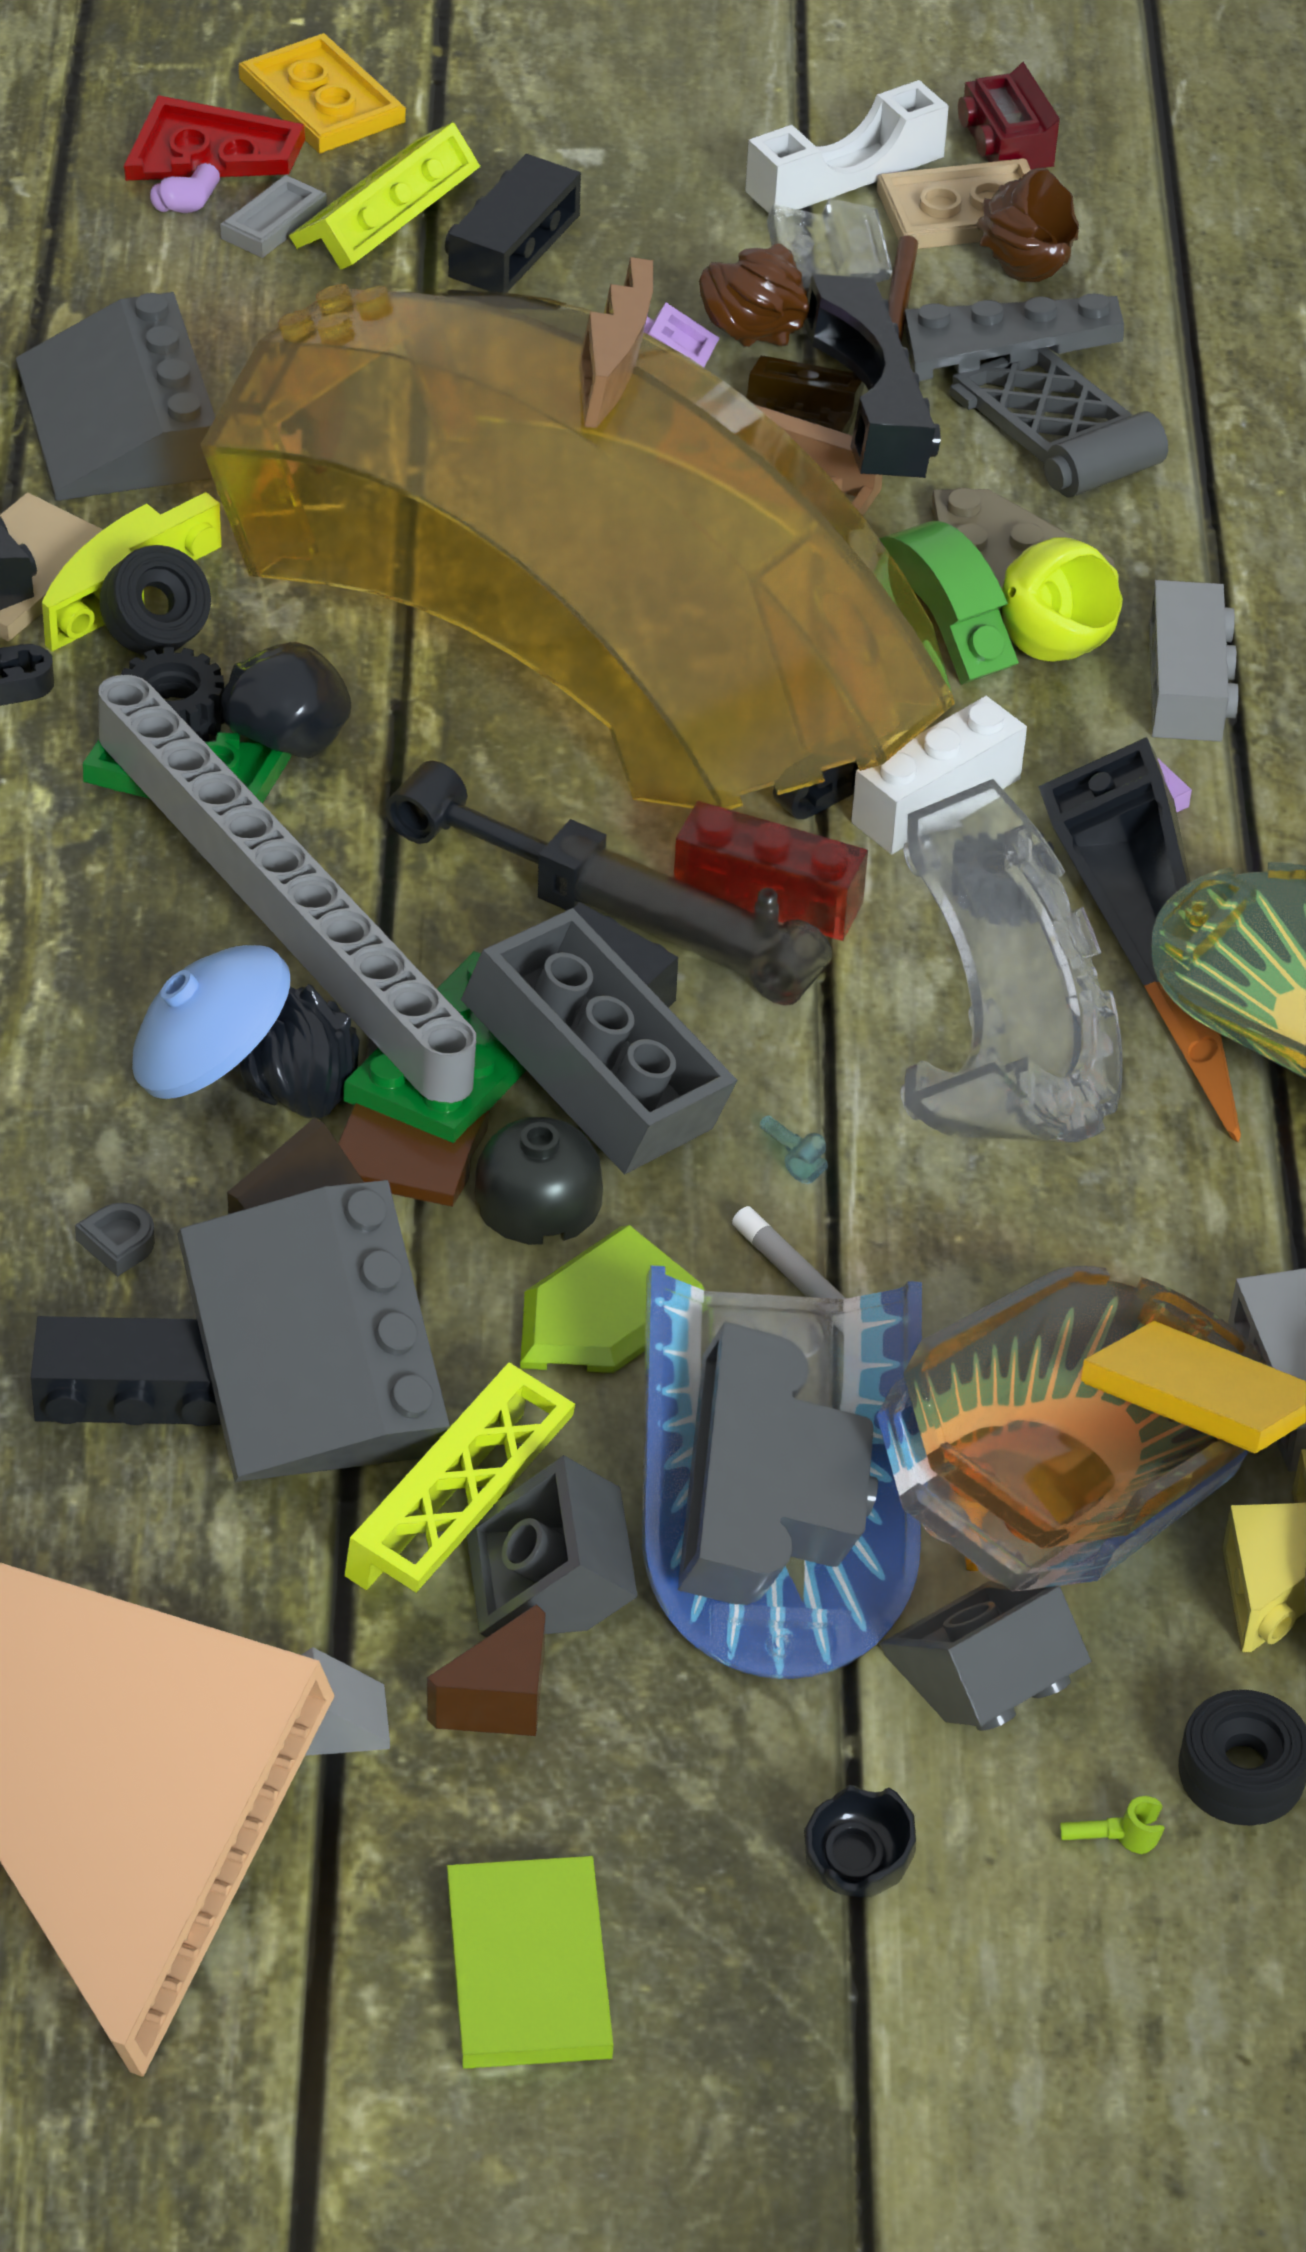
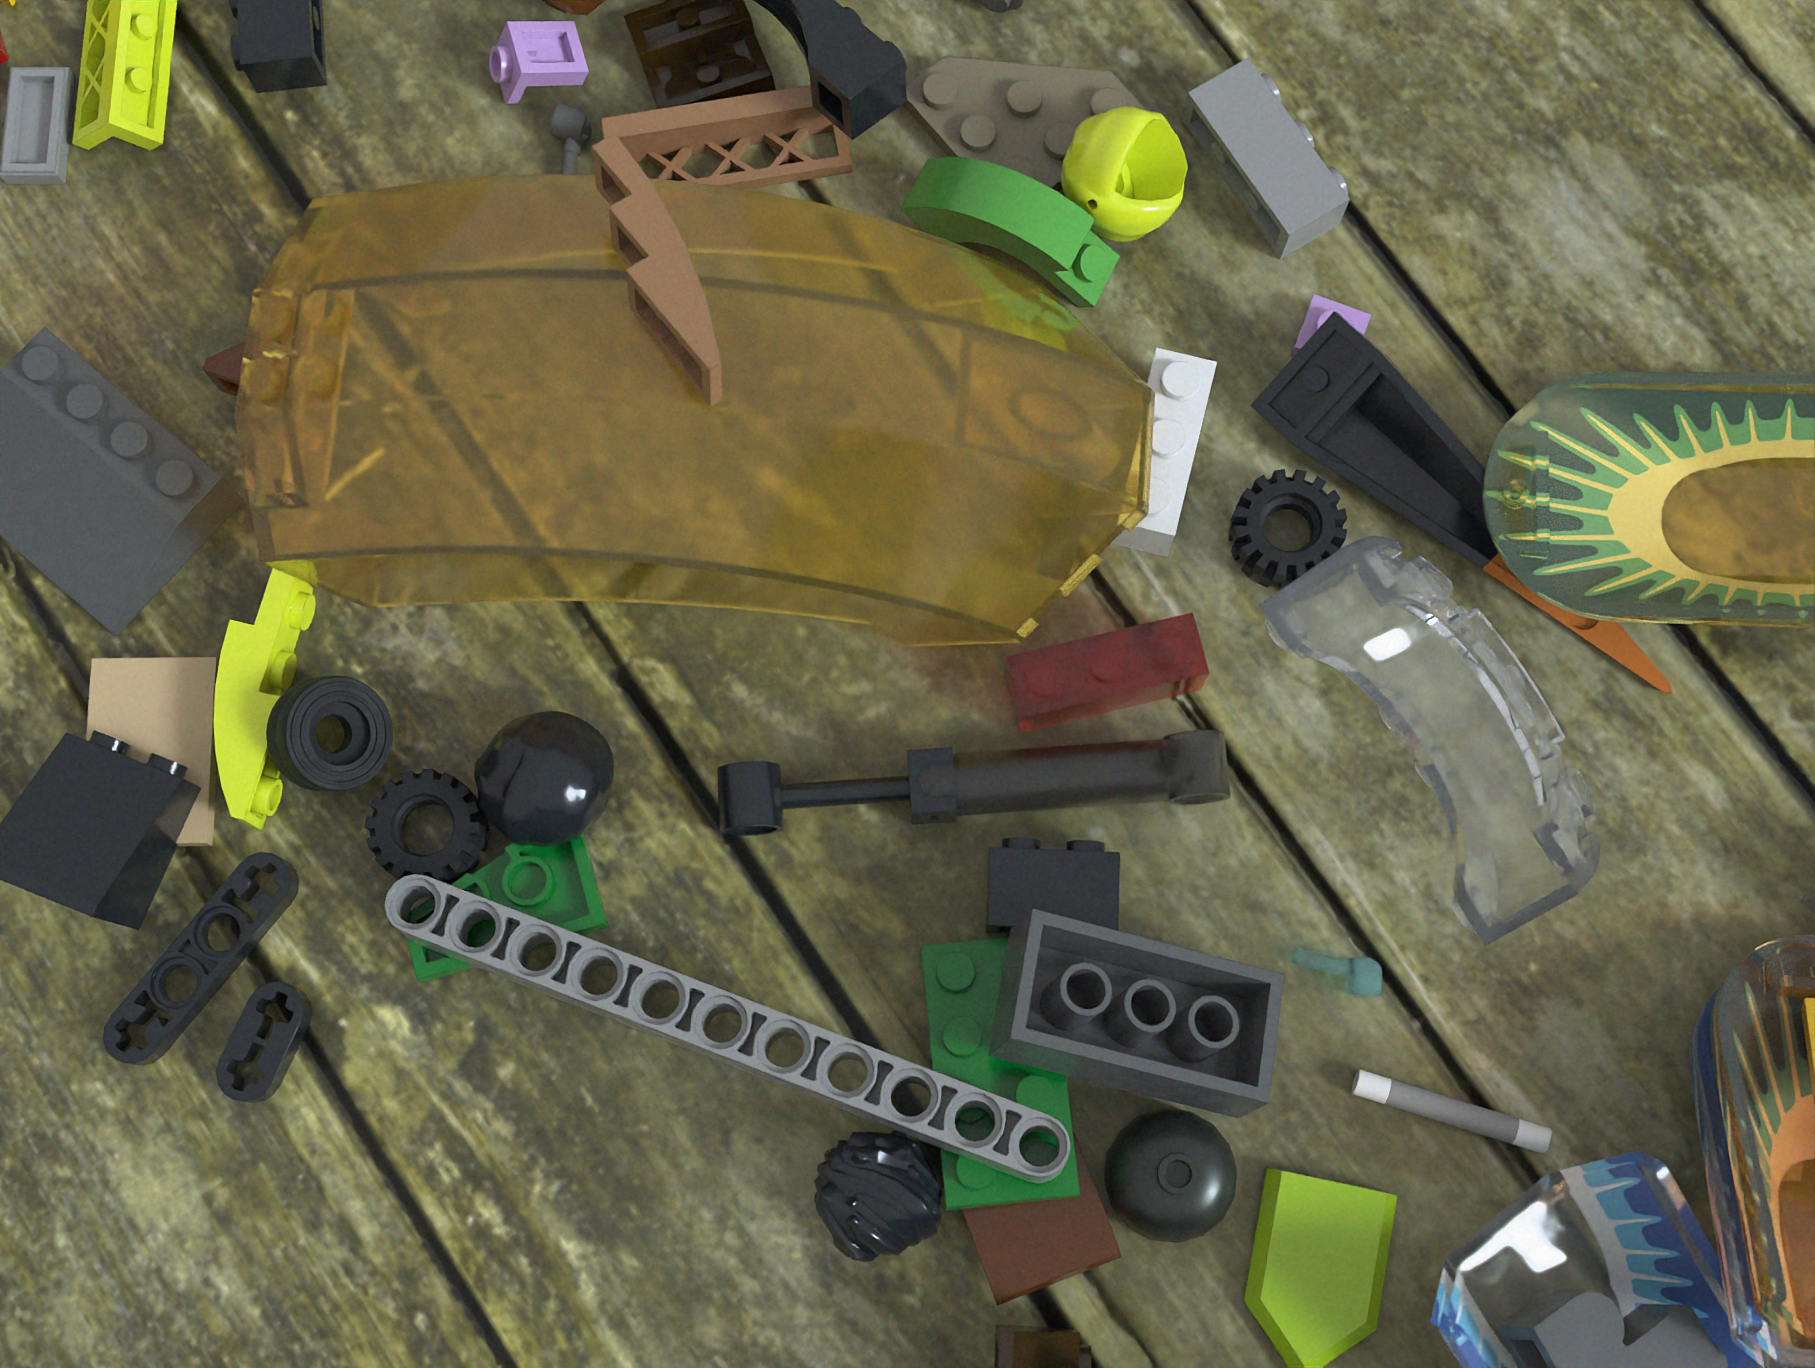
camera: 30 degrees left, 30 degrees up
(209, 1019) = (783, 1226): light blue dish -> none

